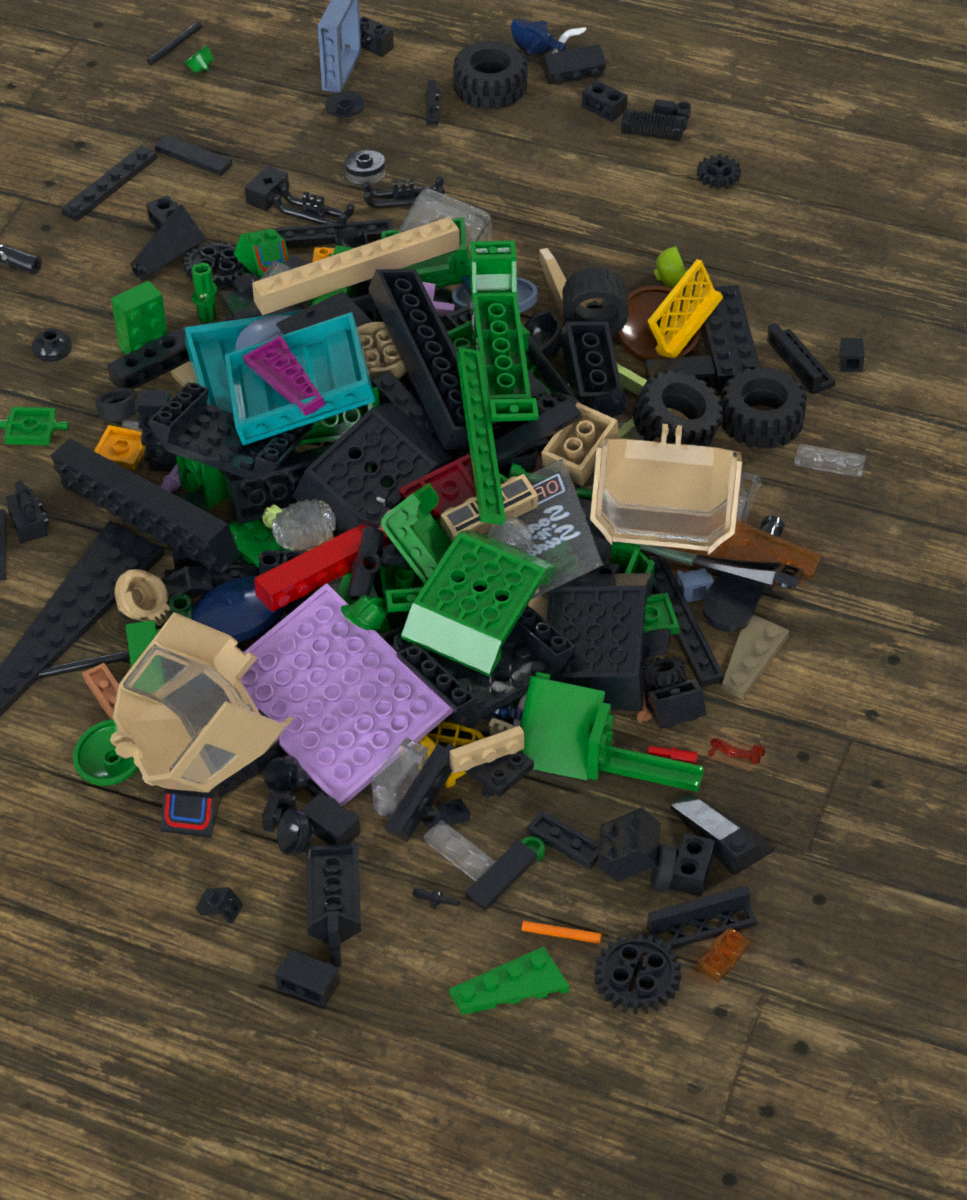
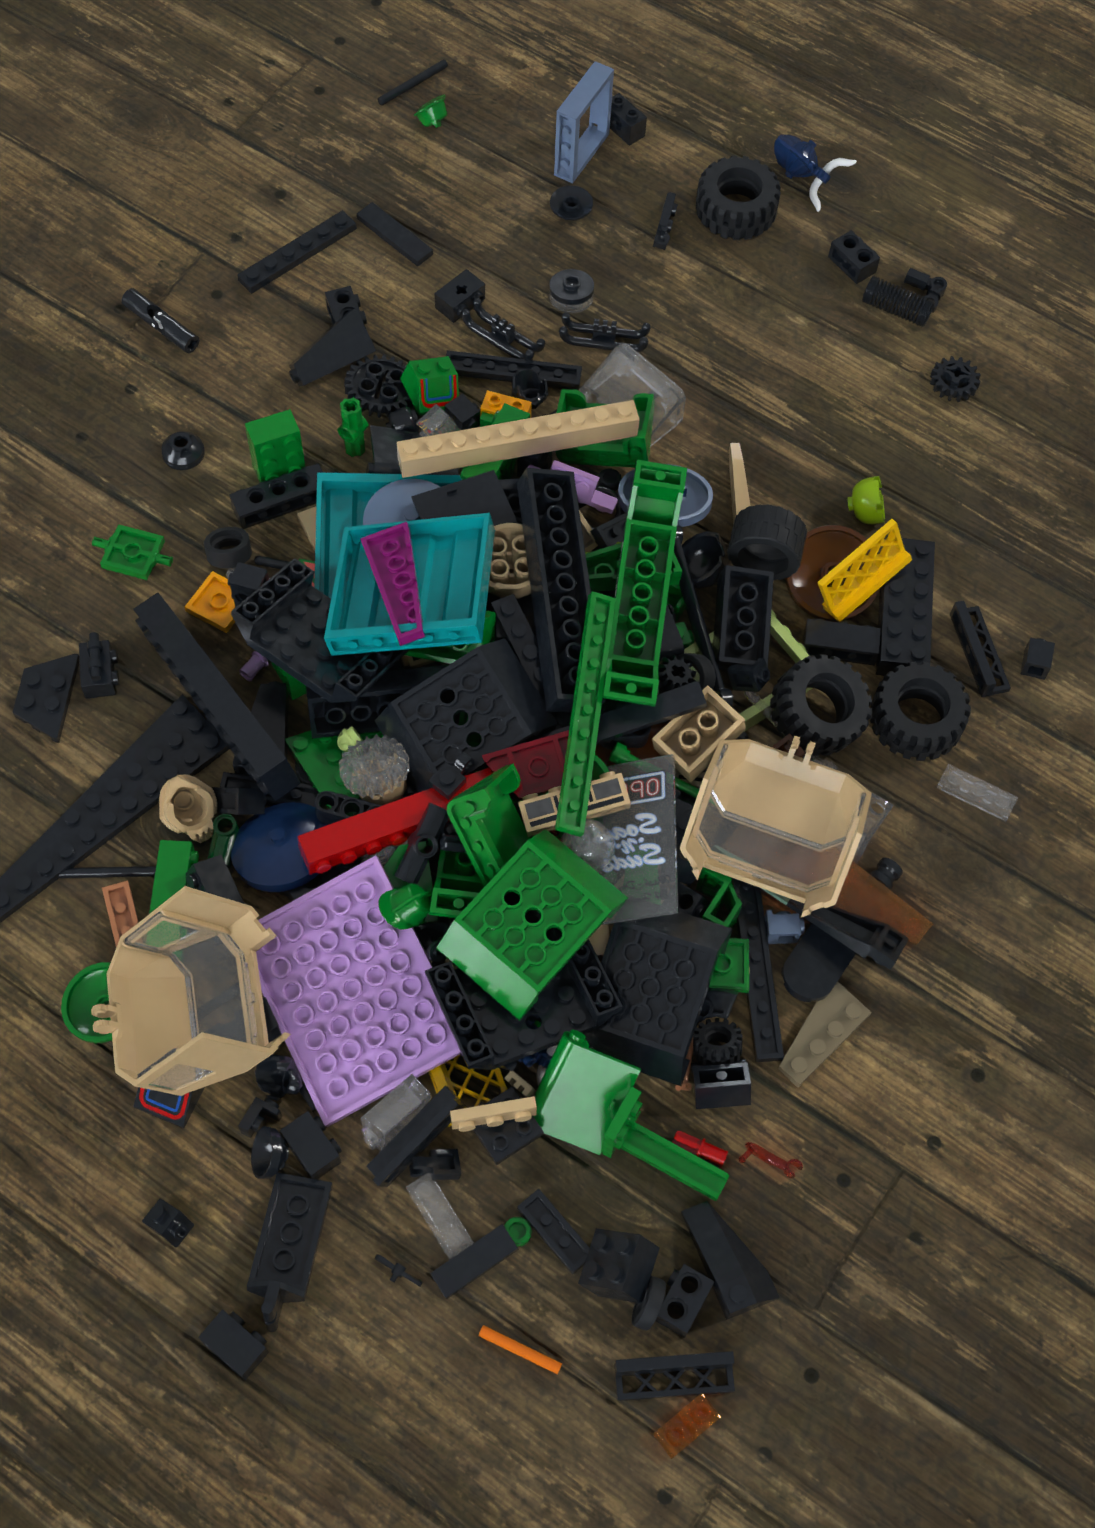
camera: 10 degrees right, 15 degrees up
(519, 979) = (458, 1401): green wing -> none
(574, 64) = (833, 203): black brick -> none
(613, 966) = (609, 1445): black gear -> none

